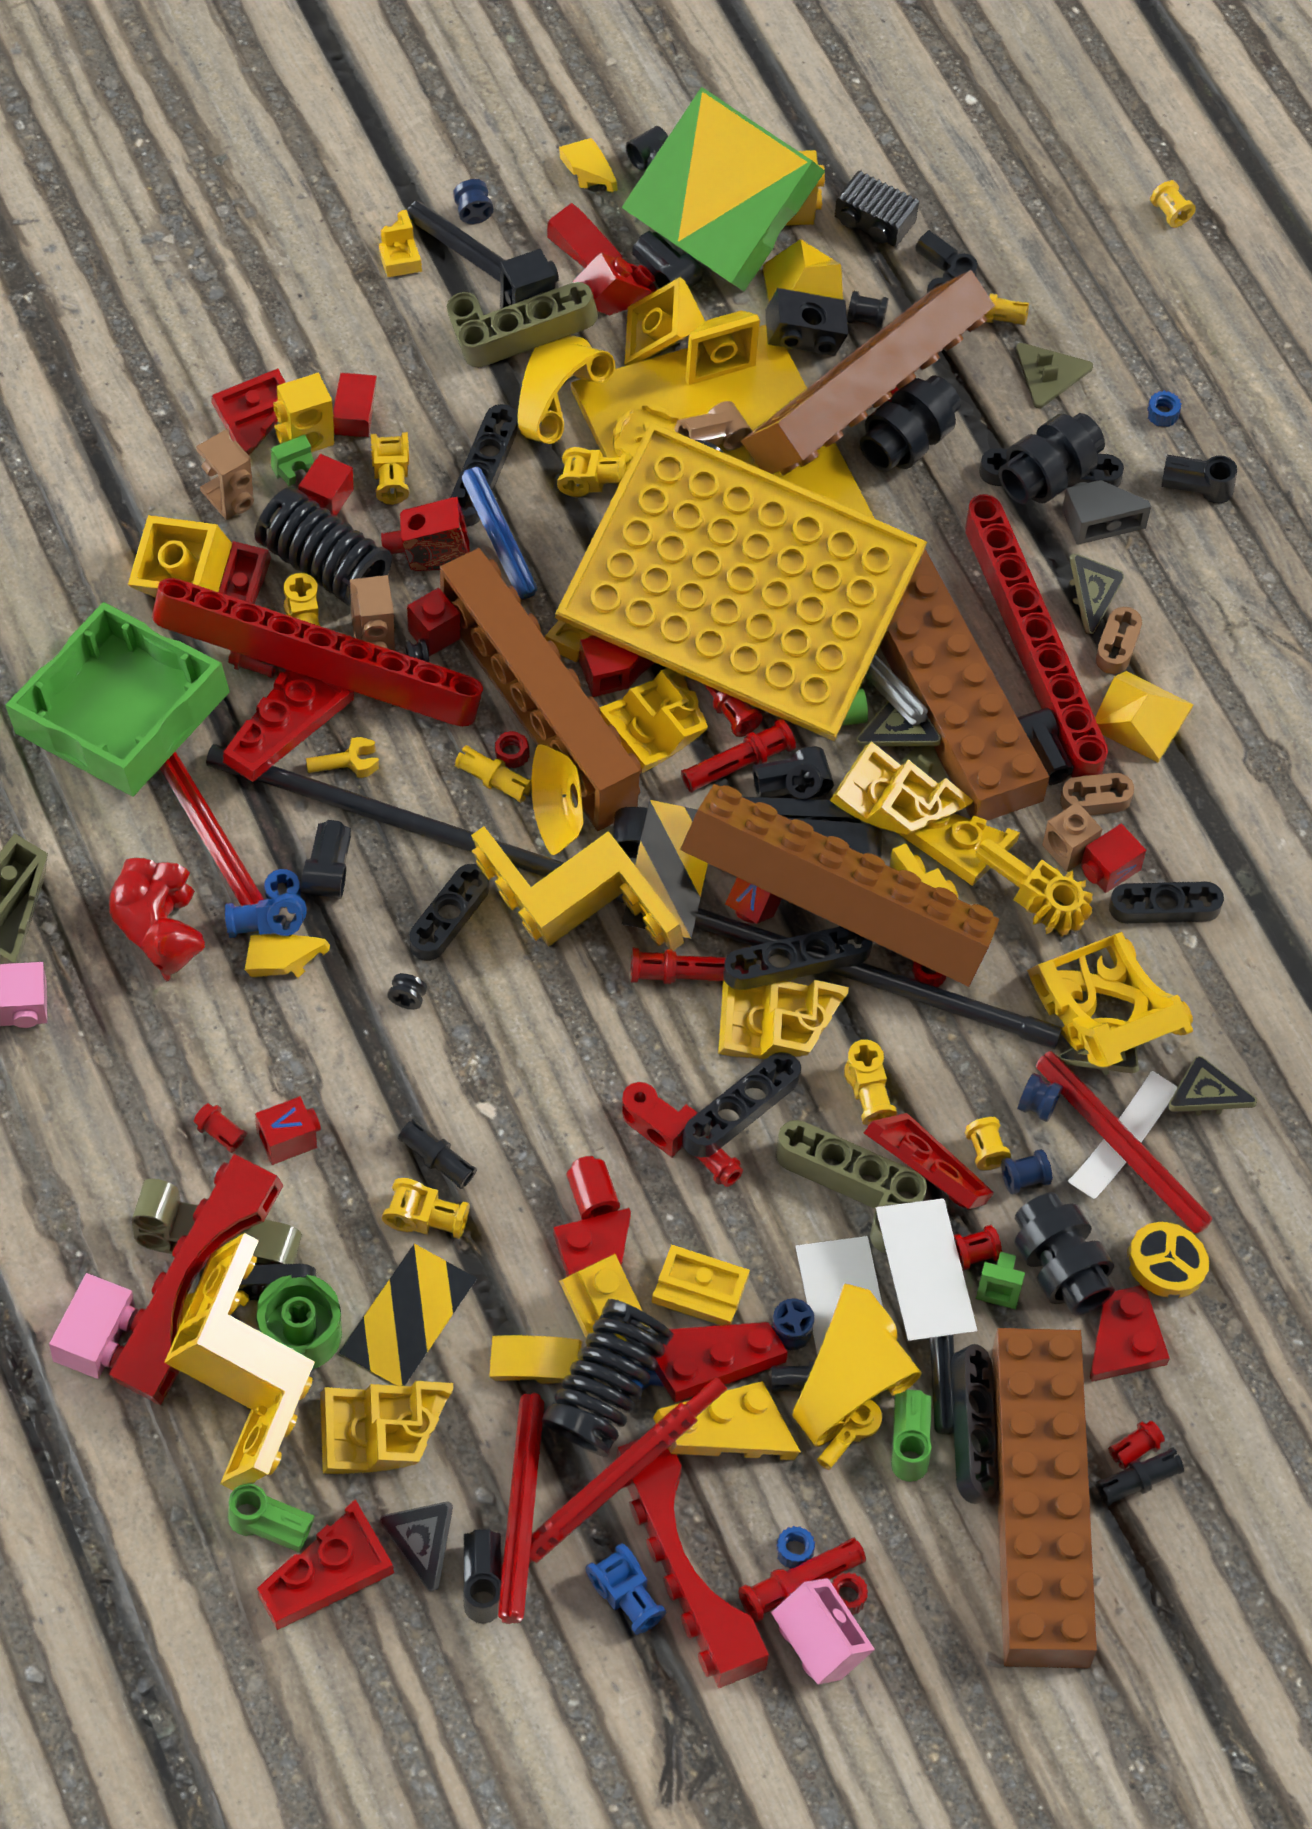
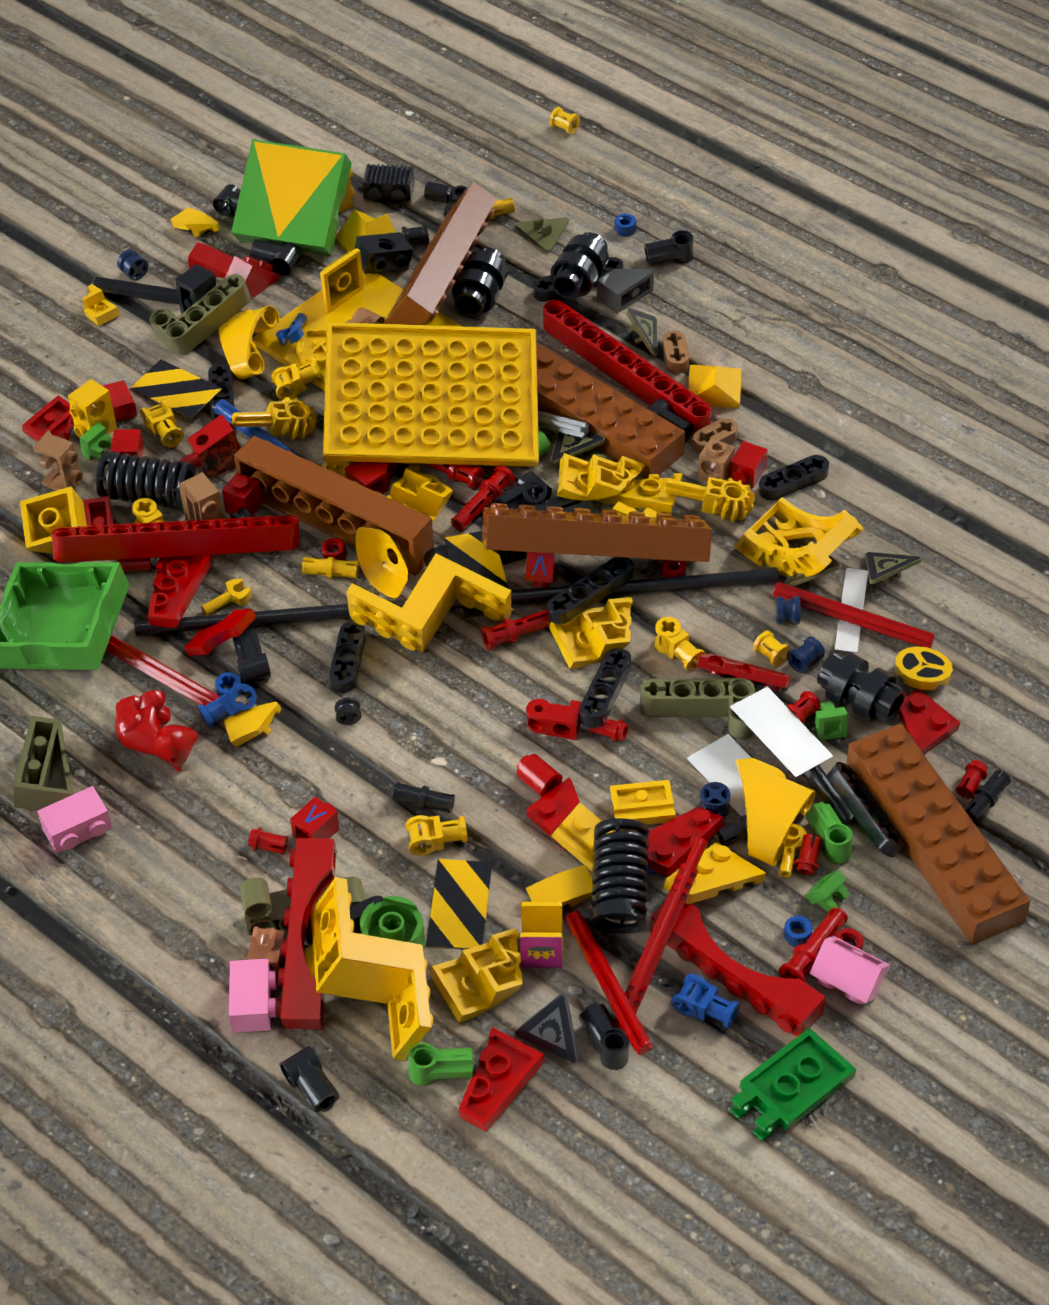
camera: 20 degrees left, 10 degrees down
(107, 1457) = (306, 1073): none -> black piece
(139, 1271) = (267, 945): none -> nougat brick
(312, 810) = (226, 629): none -> red tile
(434, 418) = (178, 387): none -> sticker
(478, 1393) = (541, 935): none -> piece
(537, 526) = (281, 418): none -> yellow gear
(623, 401) = (294, 331): none -> blue bar
(660, 321) = (291, 284): yellow slope -> none
(672, 1742) = (792, 1083): none -> green tile
(860, 1507) = (825, 888): none -> bright green tile
(863, 1455) = (808, 855): none -> red pin

